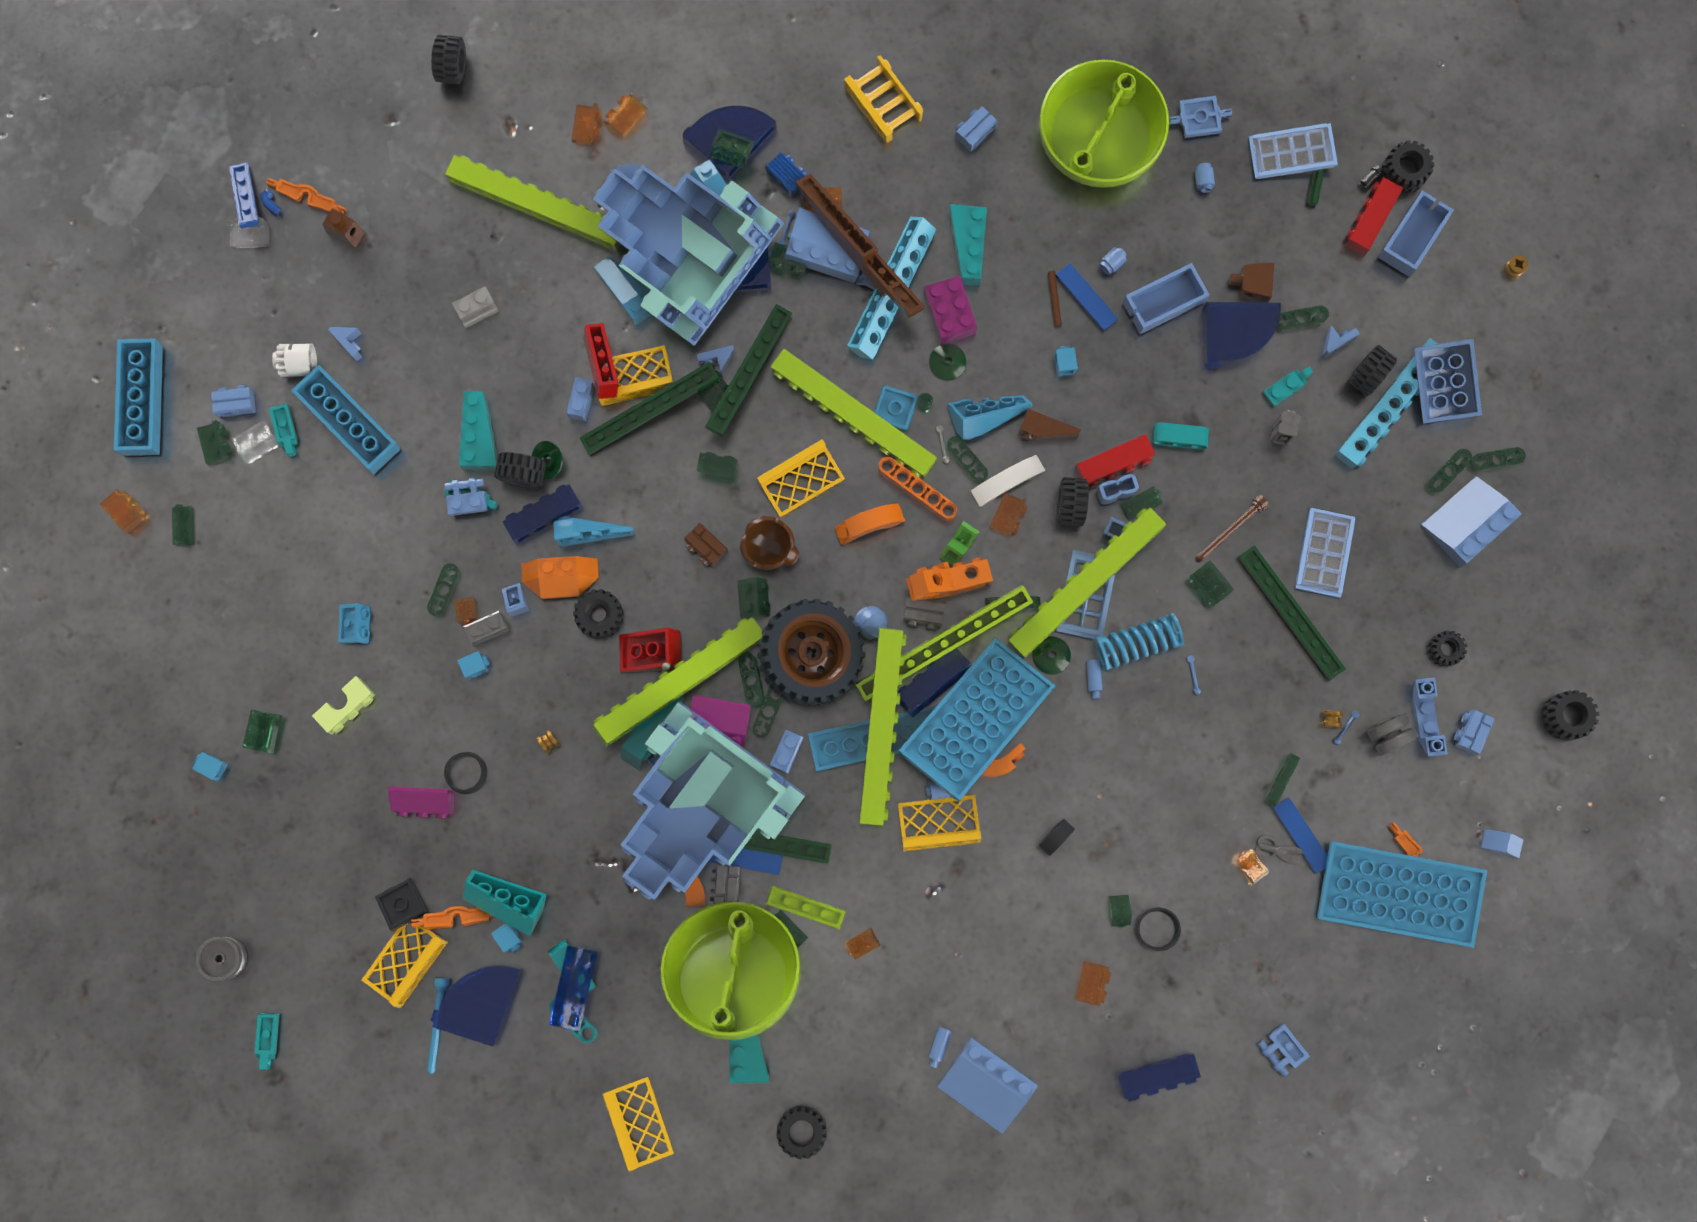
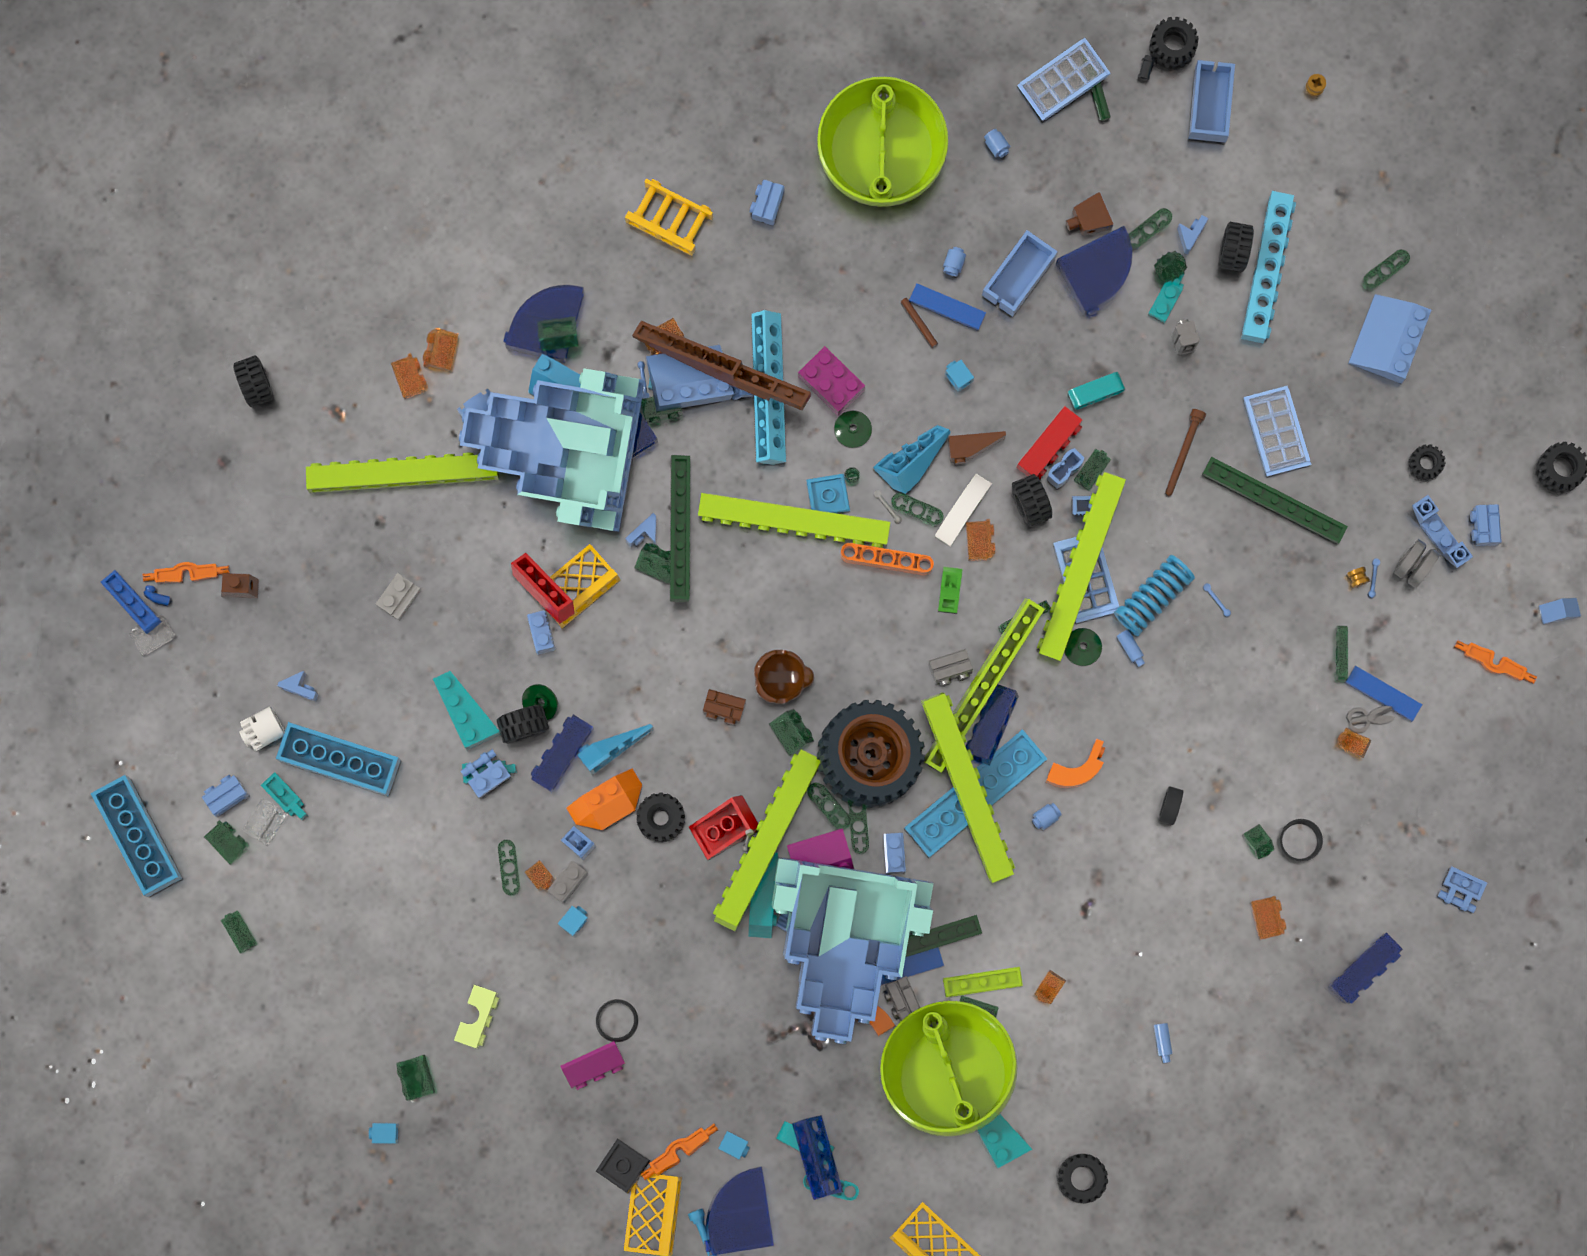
camera: 25 degrees left, 0 degrees up
(123, 510) = (178, 946): clear orange brick -> none
(354, 623) = (444, 939): dark azure bracket -> none
(505, 900) = (715, 1113): teal wedge -> none
(547, 741) = (676, 954): pearl gold wheel -> none
(625, 288) = (529, 511): dark azure wedge -> none
(649, 408) = (608, 608): dark green plate -> none
(717, 465) = (697, 629): clear green bracket -> none
(785, 173) = (617, 330): blue brick -> none
(796, 462) = (762, 594): yellow fence -> none
(869, 521) = (859, 611): orange arch -> none
(869, 621) = (908, 698): medium blue piece -> none
(937, 839) = (1067, 862): yellow fence -> none
(945, 581) = (956, 629): orange brick -> none
(968, 232) = (814, 306): teal wedge -> none
(976, 719) = (1047, 737): dark azure plate -> none
(987, 1085) = (1222, 1054): medium blue slope -> none
(1200, 116) = (964, 89): medium blue plate -> none
(1211, 583) = (1191, 510): clear green bracket -> none
(1304, 359) = (1170, 266): none -> clear green gear
(1375, 214) = (1166, 103): red brick -> none
(1402, 894) = (1495, 700): dark azure plate -> none
(1448, 381) = (1307, 222): medium blue slope -> none
(1455, 457) = (1358, 290): clear green beam -> none

